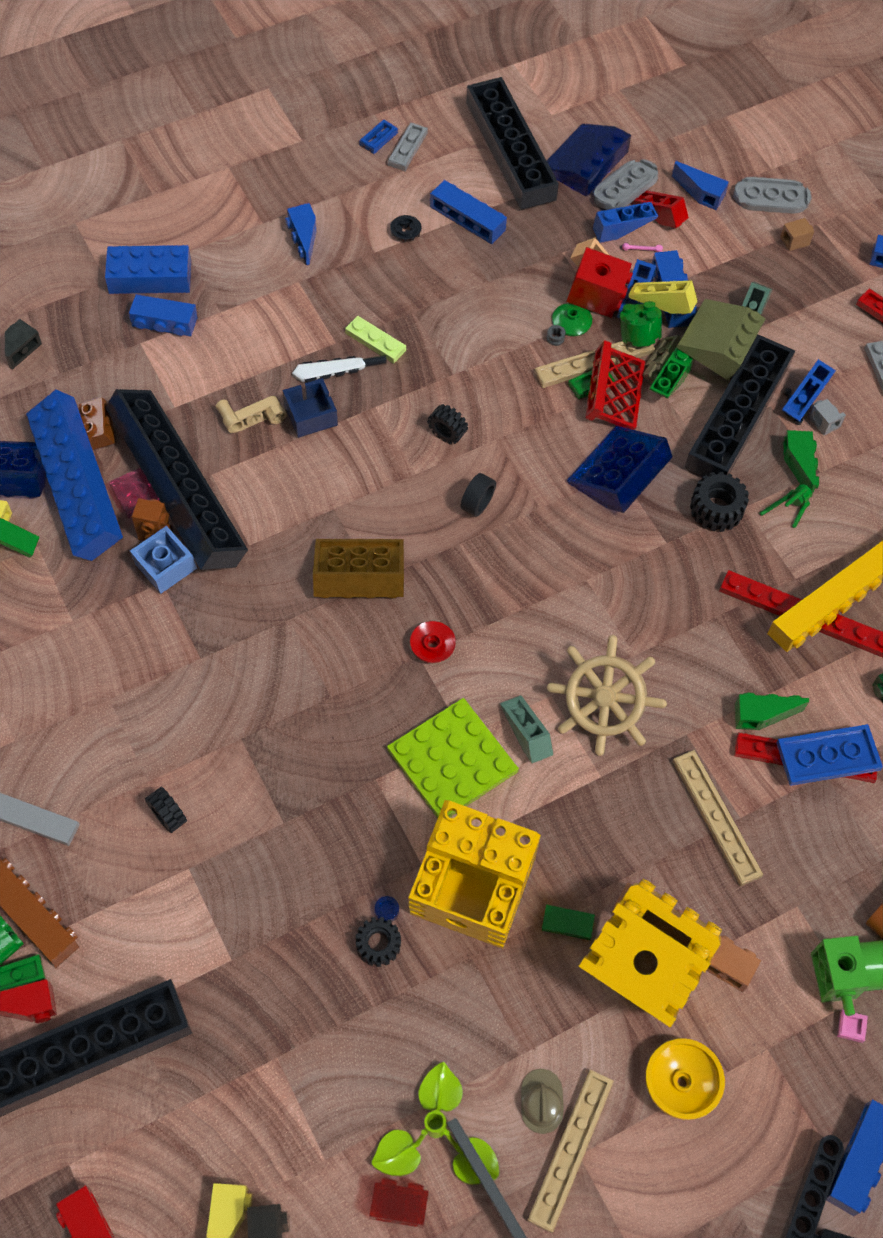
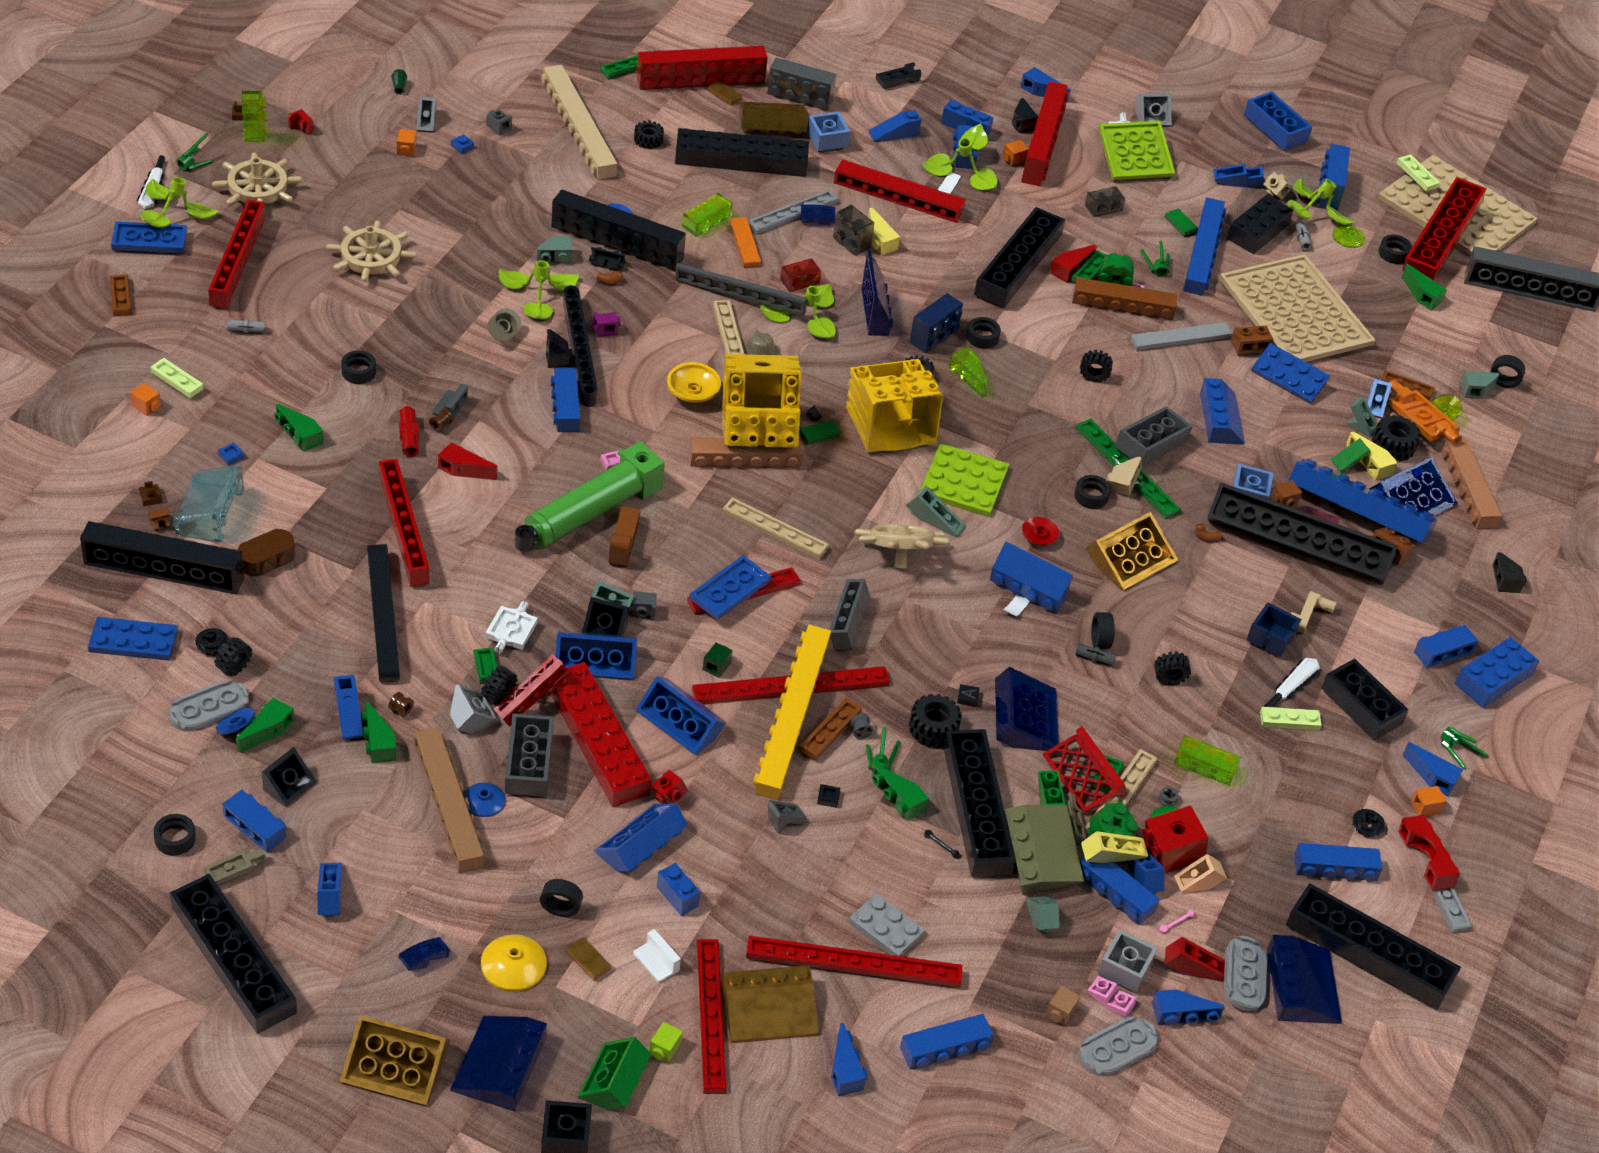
camera: 140 degrees right, 15 degrees down
(85, 674) = (1220, 412): none -> blue slope
(202, 674) = (1153, 435): none -> dark grey brick
(255, 247) = (1453, 737): none -> green plant
(256, 969) = (981, 341): none -> black tyre
(257, 674) = (1114, 456): none -> green tile
(260, 547) = (1205, 535): none -> dark orange arm
(281, 649) = (1124, 476): none -> tan slope
(298, 307) = (1365, 699): none -> black brick
(299, 990) = (936, 323): none -> dark blue brick
(311, 907) = (969, 368): none -> clear neon green slope
(329, 643) = (1090, 501): none -> black tyre
(338, 212) = (1429, 801): none -> orange brick
(342, 1082) = (875, 299): none -> clear blue slope
(381, 137) = (1474, 903): blue tile -> none
(396, 157) = (1419, 834): none -> red arch
(494, 340) = (1207, 760): none -> clear neon green brick
(499, 588) = (1031, 577): none -> blue slope
(502, 489) = (1095, 654): none -> dark grey pin
(528, 583) = (1017, 605): none -> white sticker
(556, 951) = (813, 414): none -> black hinge
(621, 221) = (1213, 921): blue slope -> none
(658, 518) = (968, 695): none -> black tile
(720, 230) = (1127, 960): none -> light grey brick
(721, 653) = (849, 614): none -> dark grey brick
(747, 225) = (1108, 995): none -> bright pink slope
(761, 711) = (793, 598): green slope -> none
(792, 538) = (861, 726): none -> dark grey wheel
(808, 390) = (939, 852): blue slope -> none
(823, 554) = (830, 729): none -> dark orange plate
(826, 416) = (909, 839): light grey brick -> none
(867, 498) = (828, 795): none -> black tile

